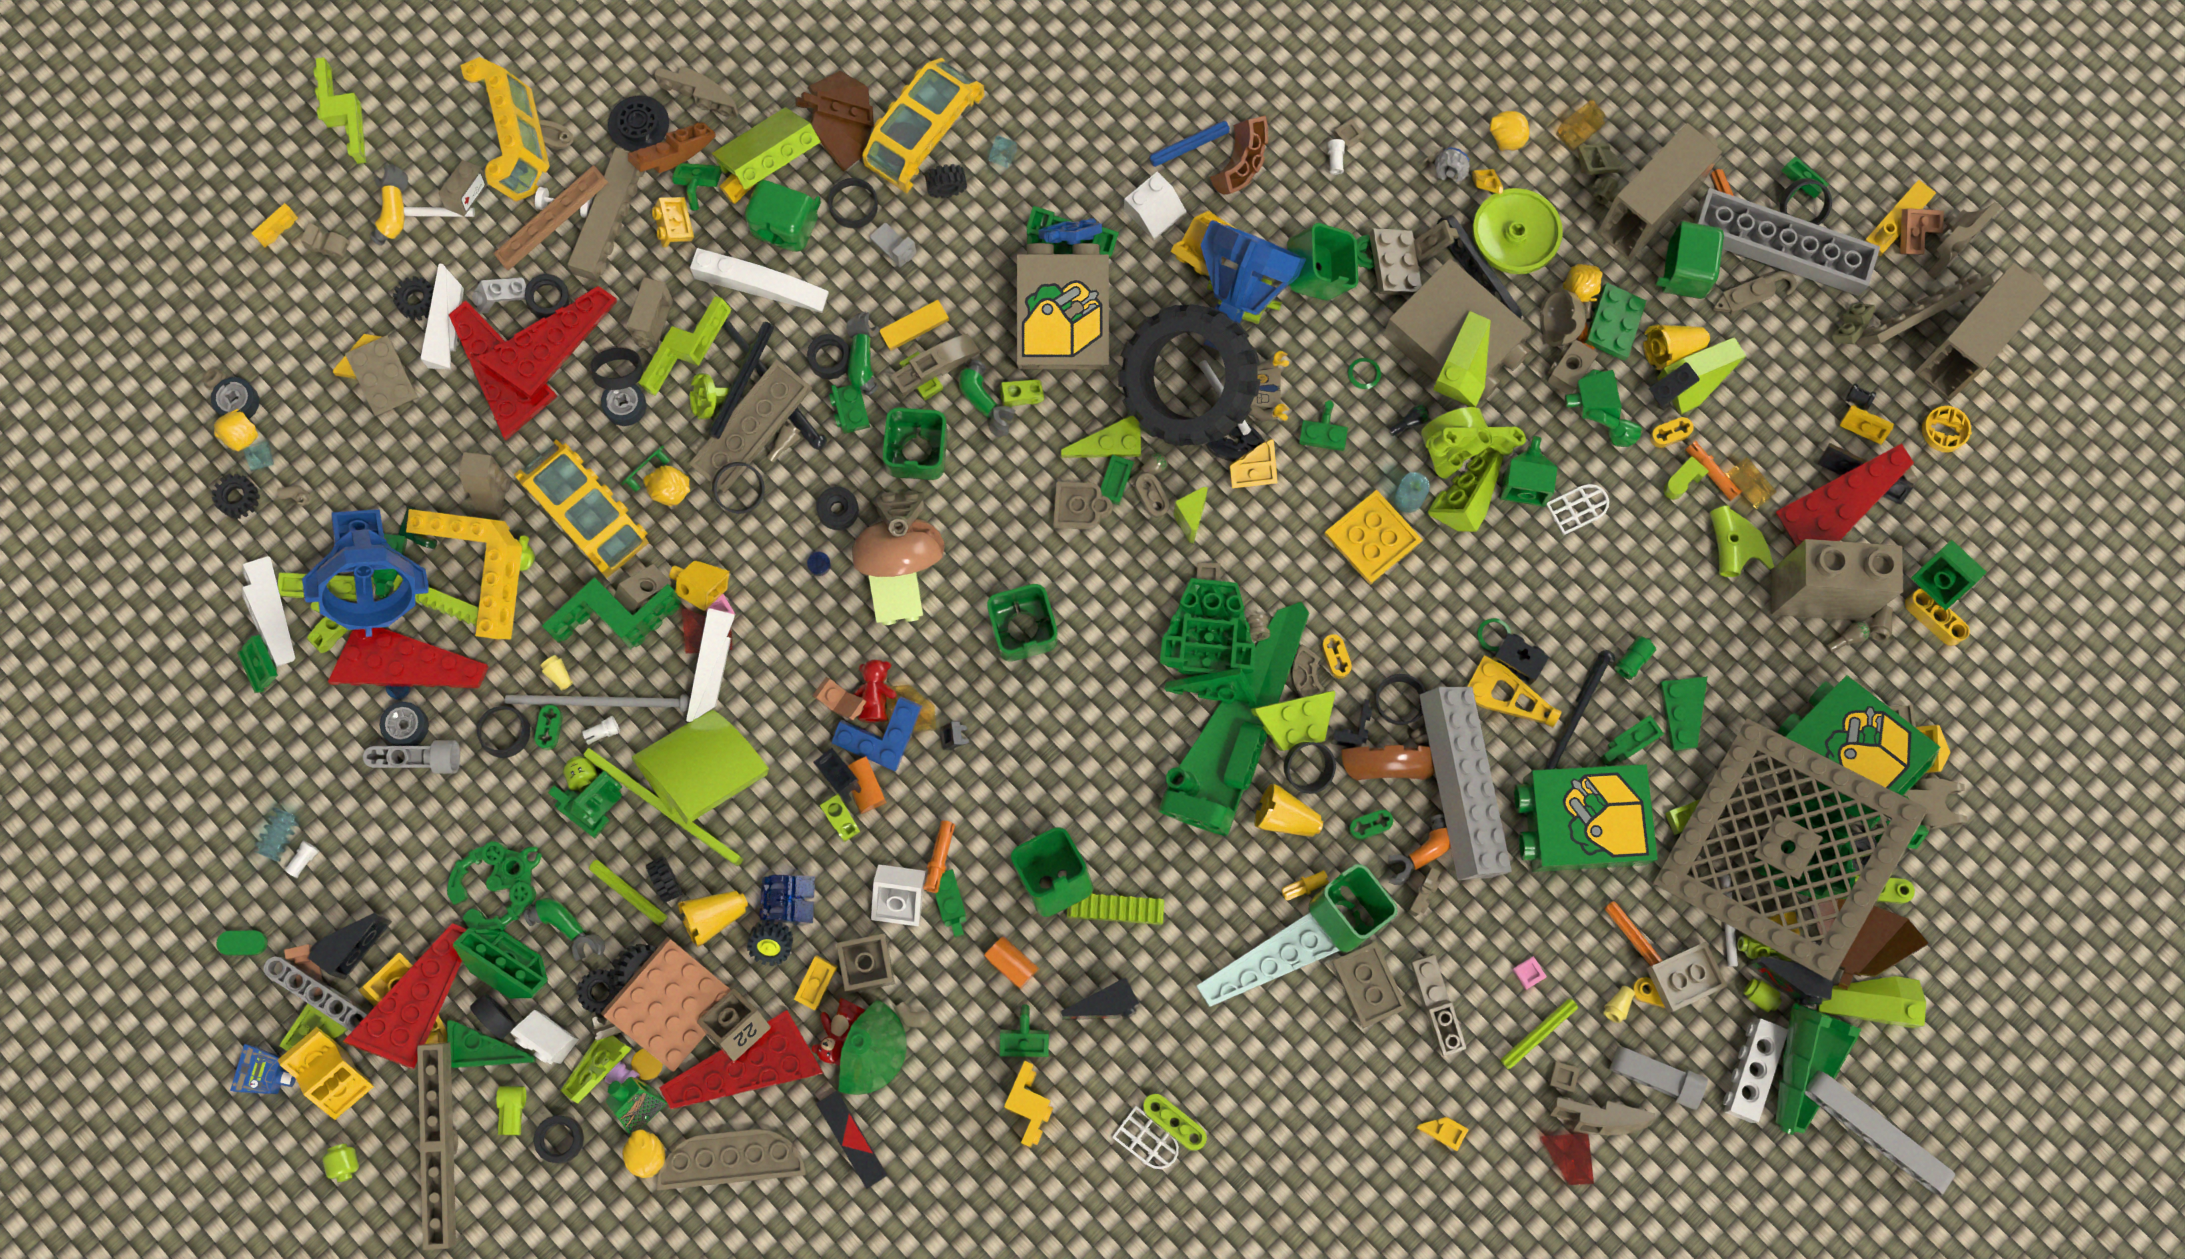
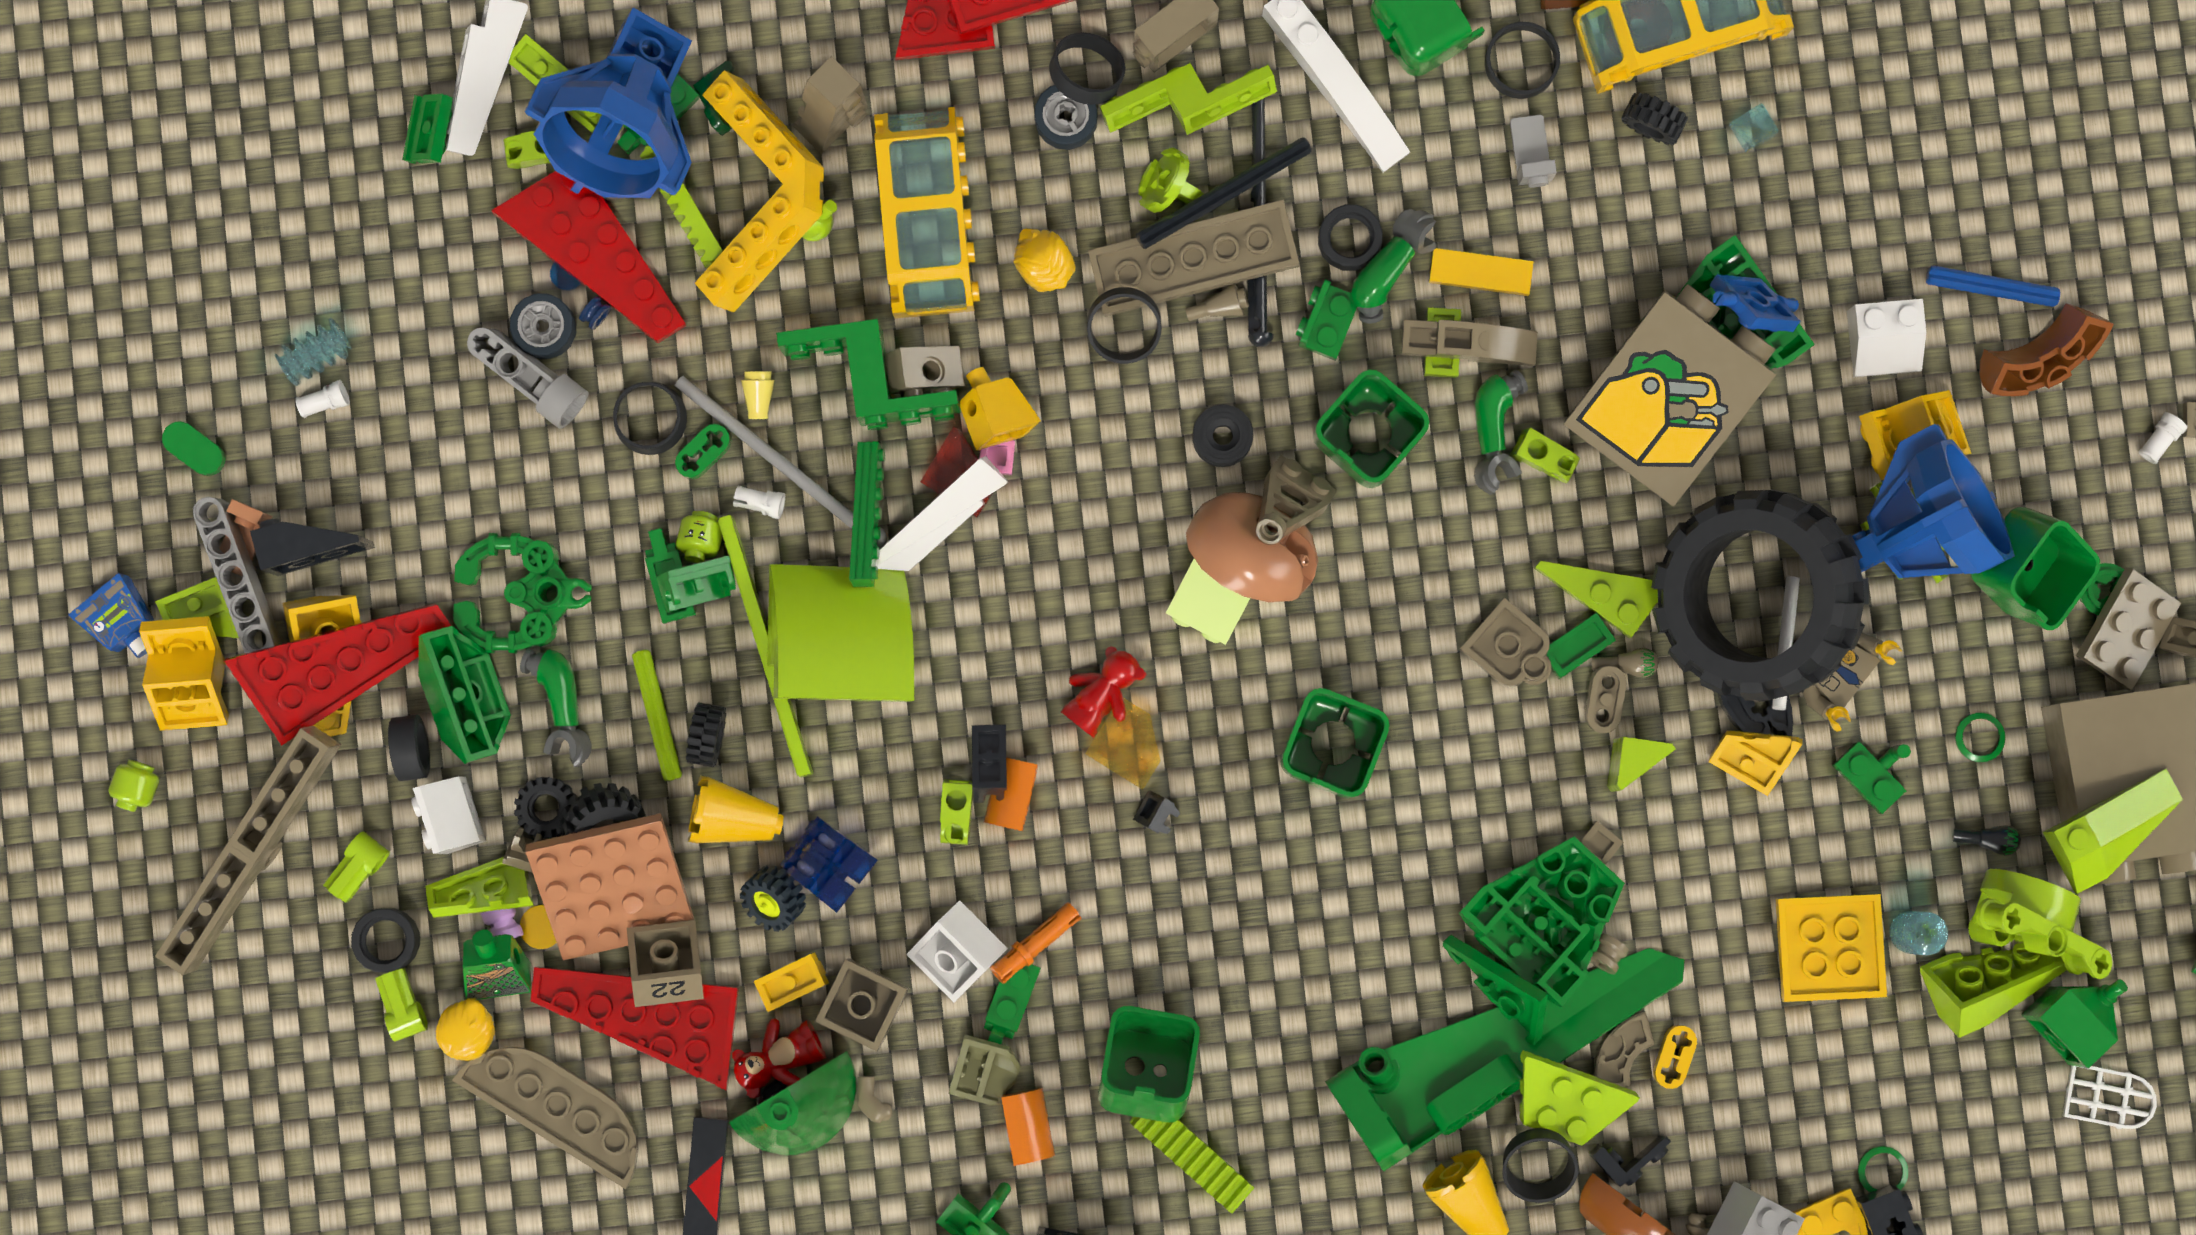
camera: 45 degrees right, 10 degrees up
(429, 696) = (595, 313): none -> dark blue bush
(476, 1049) = (367, 770): green wing -> none
(598, 1172) = (403, 1013): none -> lime piece
(631, 482) = (1062, 211): green piece -> none
(667, 690) = (866, 514): none -> green piece
(819, 563) = (1152, 486): clear blue tile -> none
(838, 699) = (1056, 673): nougat bracket -> none
(886, 750) = (1062, 770): blue plate -> none
(963, 949) = (984, 1071): none -> olive slope
(1415, 683) = (1742, 1170): black tyre -> none

